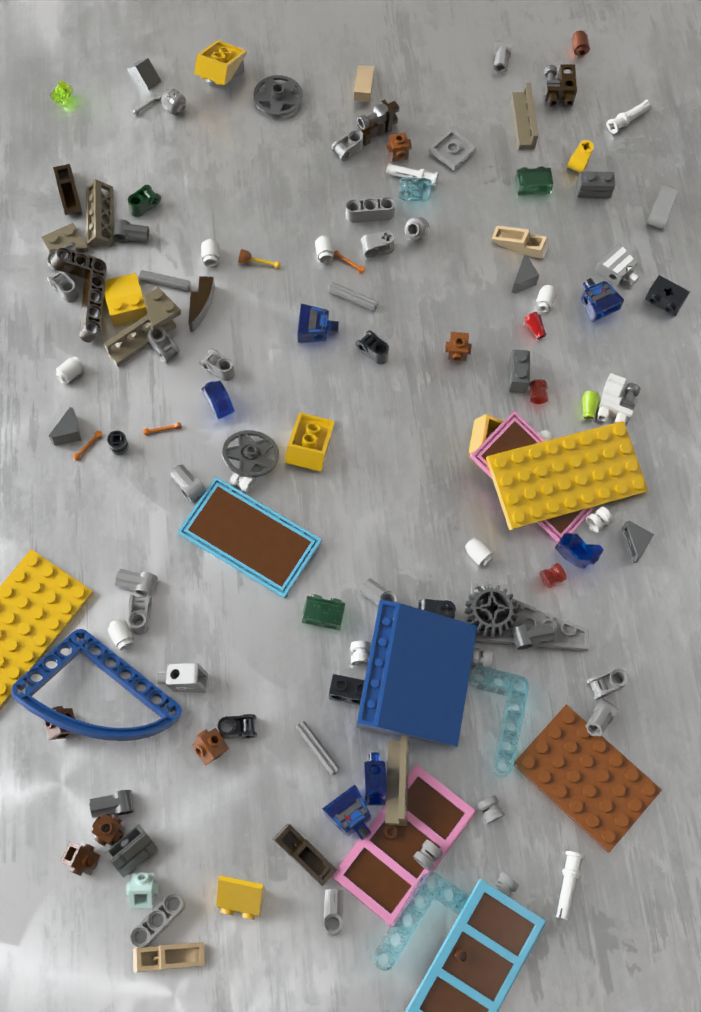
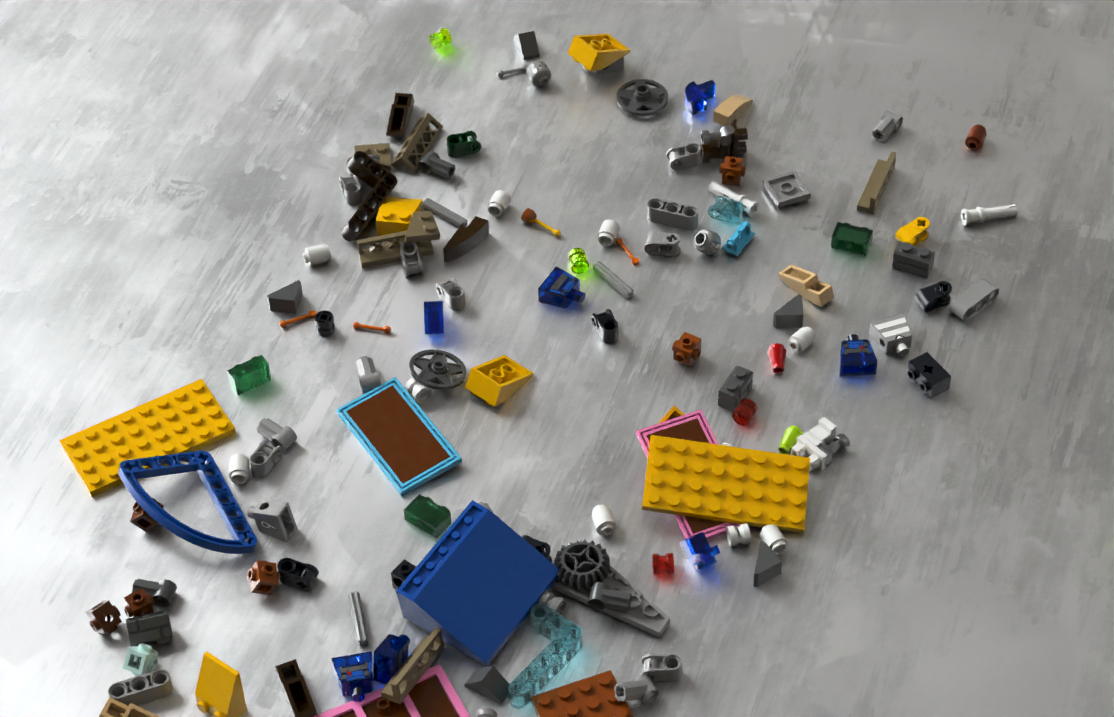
camera: 30 degrees right, 20 degrees down
(76, 527) = (249, 374): none -> clear green brick
(312, 286) = (578, 260): none -> clear neon green wheel
(326, 79) = (697, 96): none -> clear blue brick
(439, 215) = (739, 239): none -> medium azure hinge
(469, 765) = (488, 683): none -> dark grey slope
(562, 89) = (931, 171): dark brown hips -> none
(630, 215) = (934, 296): none -> black piece
(630, 511) = (774, 539): none -> white brick

